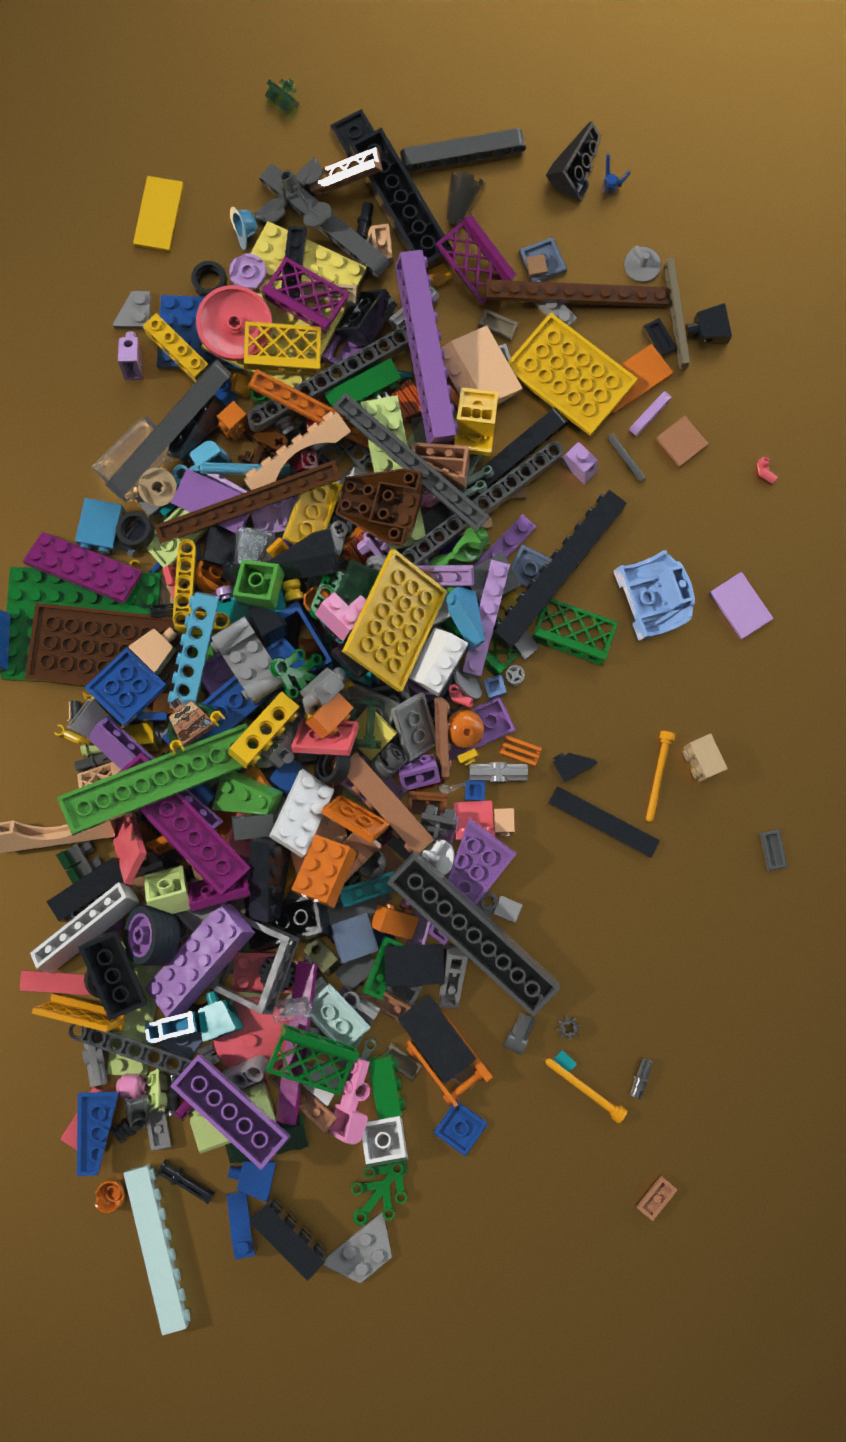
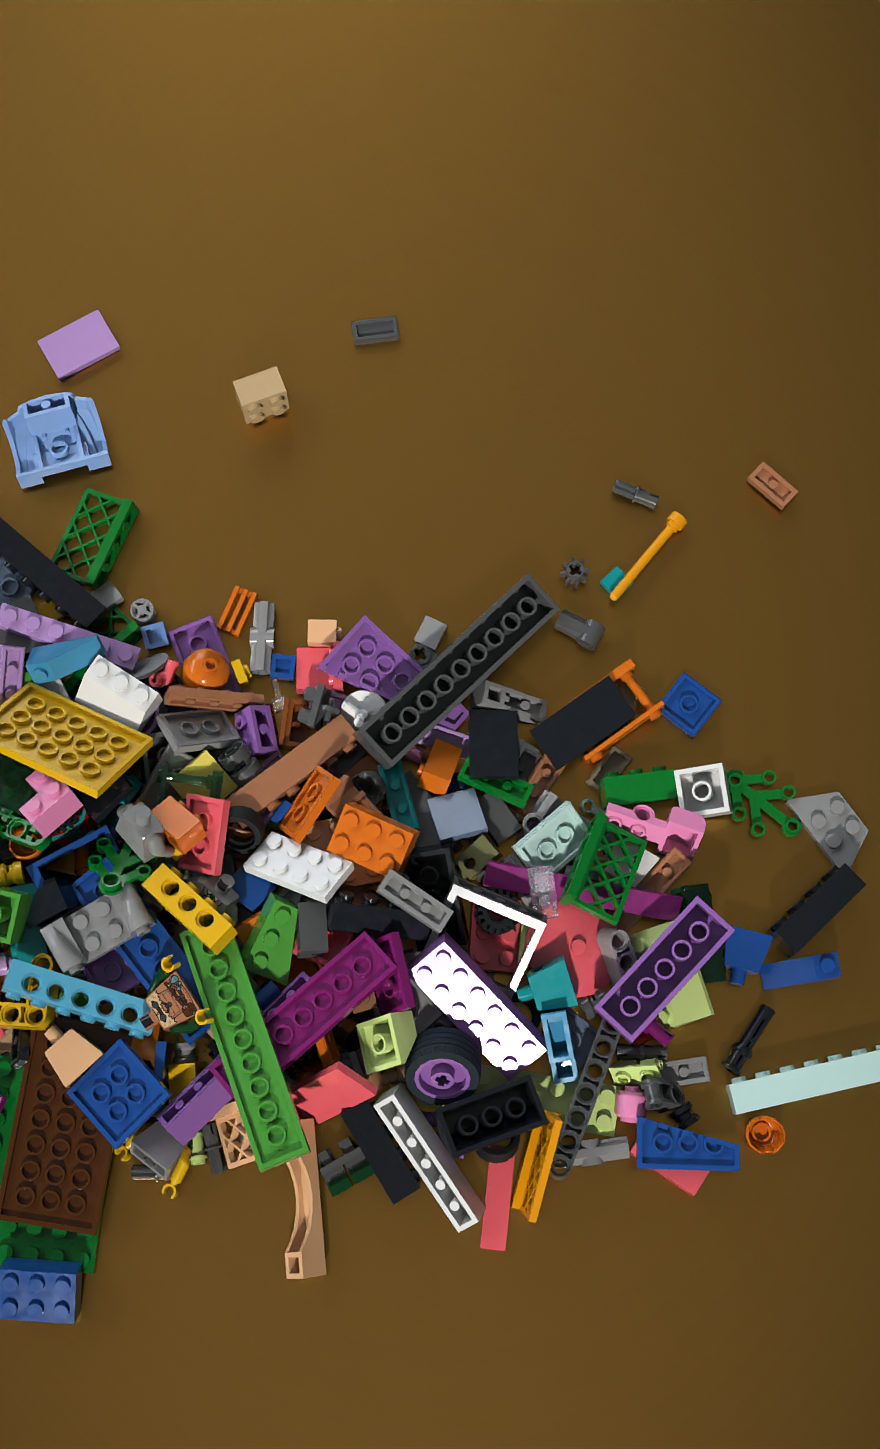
camera: 85 degrees left, 5 degrees down
(274, 906) = (414, 901): none -> light grey plate
(351, 796) = (281, 812): none -> blue tile
(571, 765) = (260, 552): black slope -> none
(604, 822) = (330, 519): black tile -> none
(666, 740) = (236, 440): light orange piece -> none

